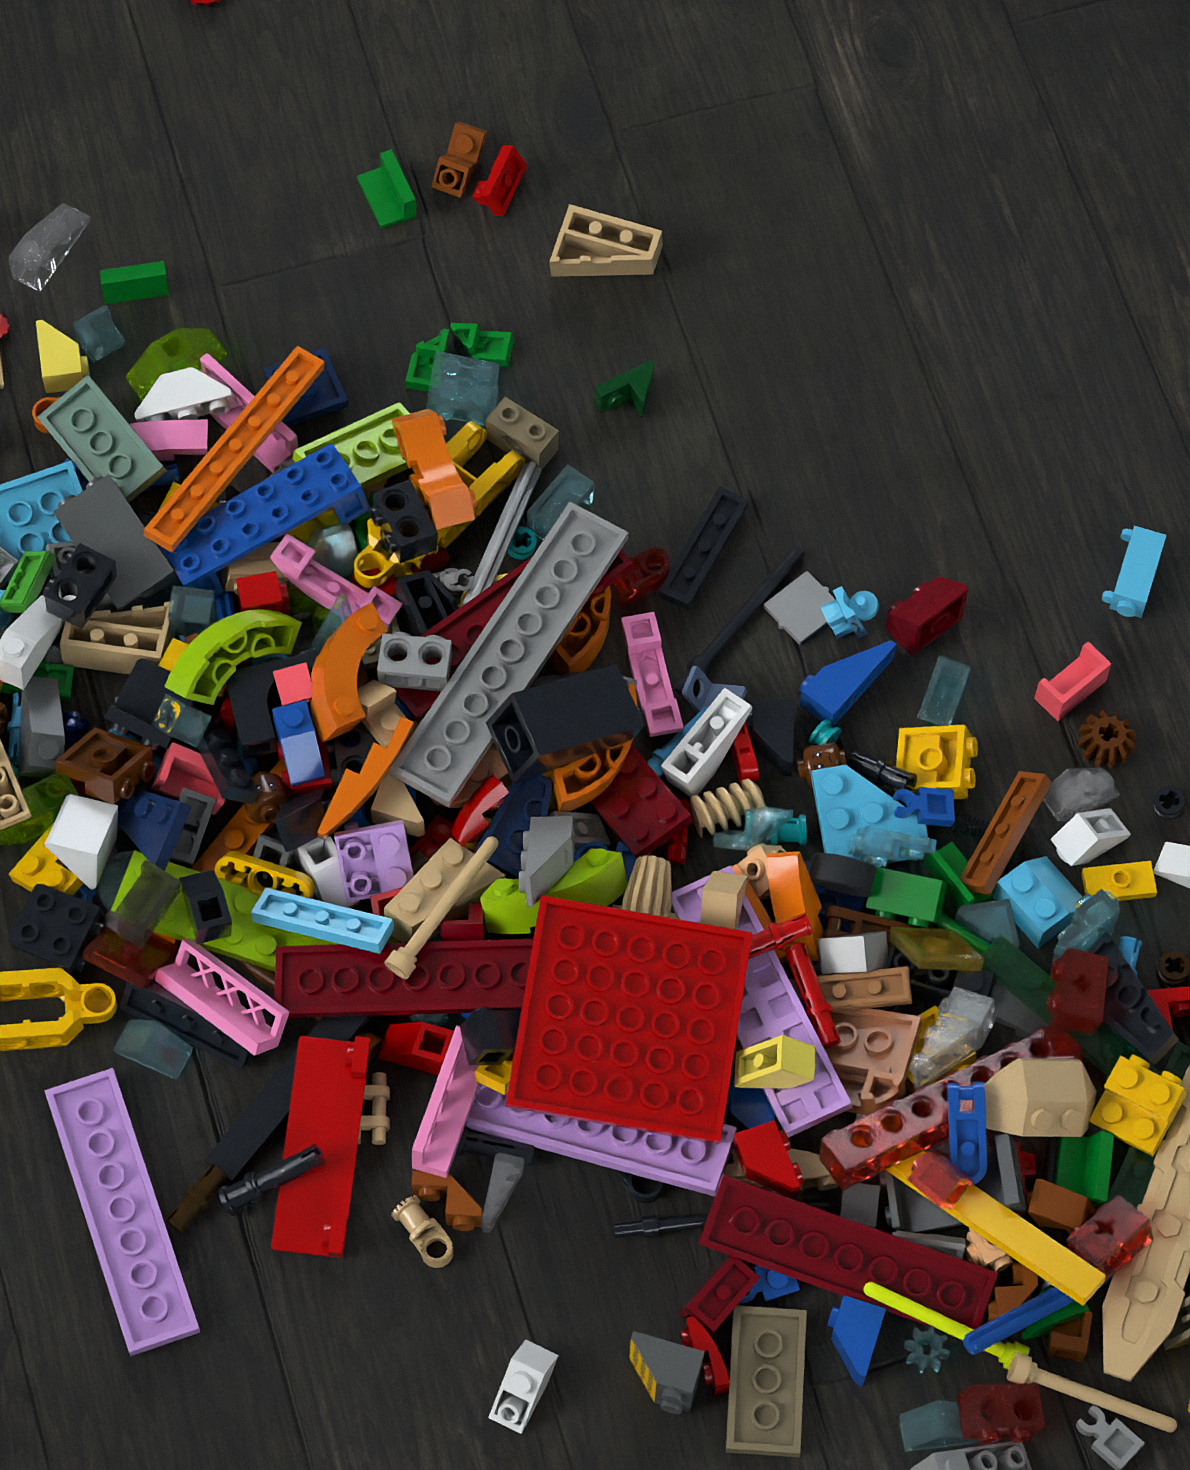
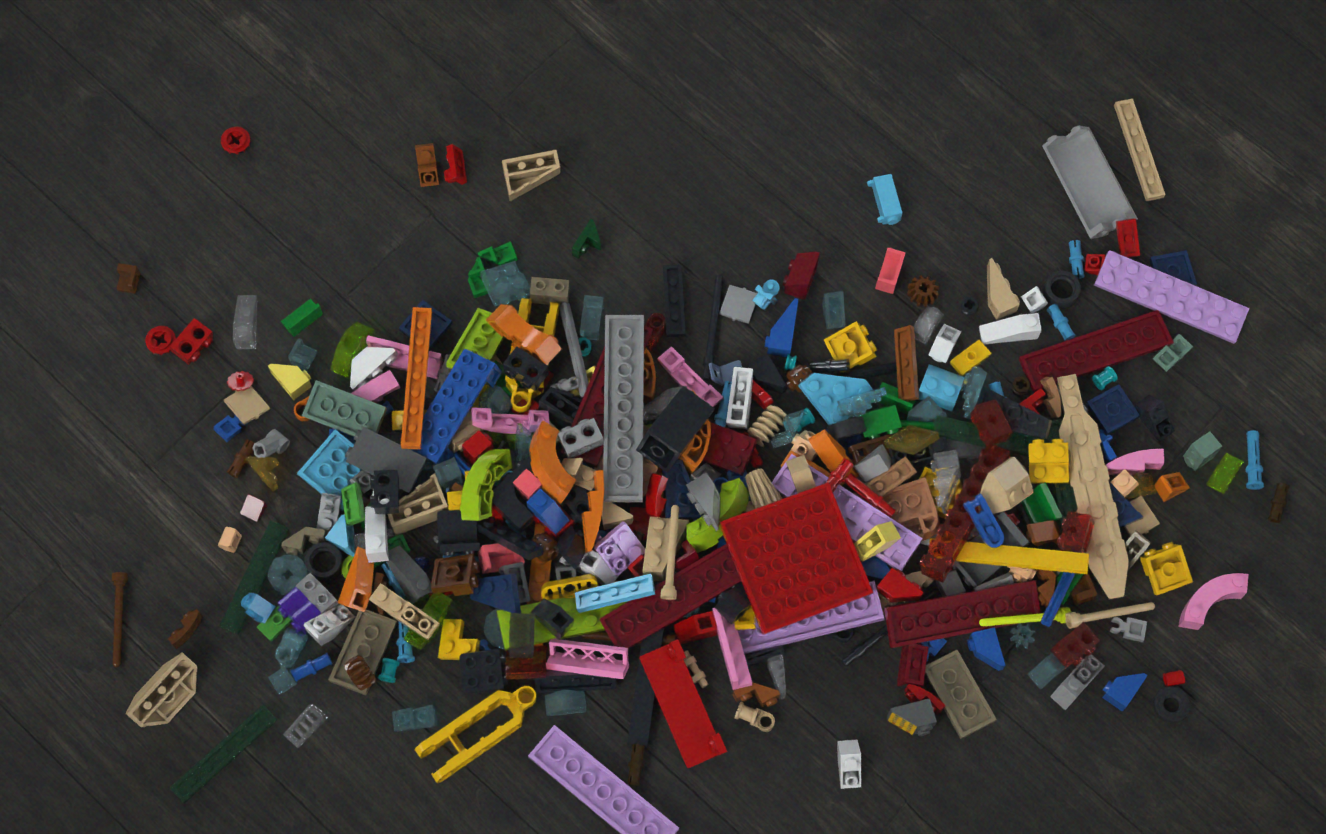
camera: 30 degrees left, 5 degrees up
(84, 836) = (467, 617): white slope -> none
(181, 720) = (479, 532): clear light blue brick -> none
(257, 1185) = (662, 742): black pin -> none
(388, 192) = (401, 201): green panel -> none
(930, 805) = (863, 370): blue plate -> none
(939, 1179) = (986, 552): clear red brick -> none

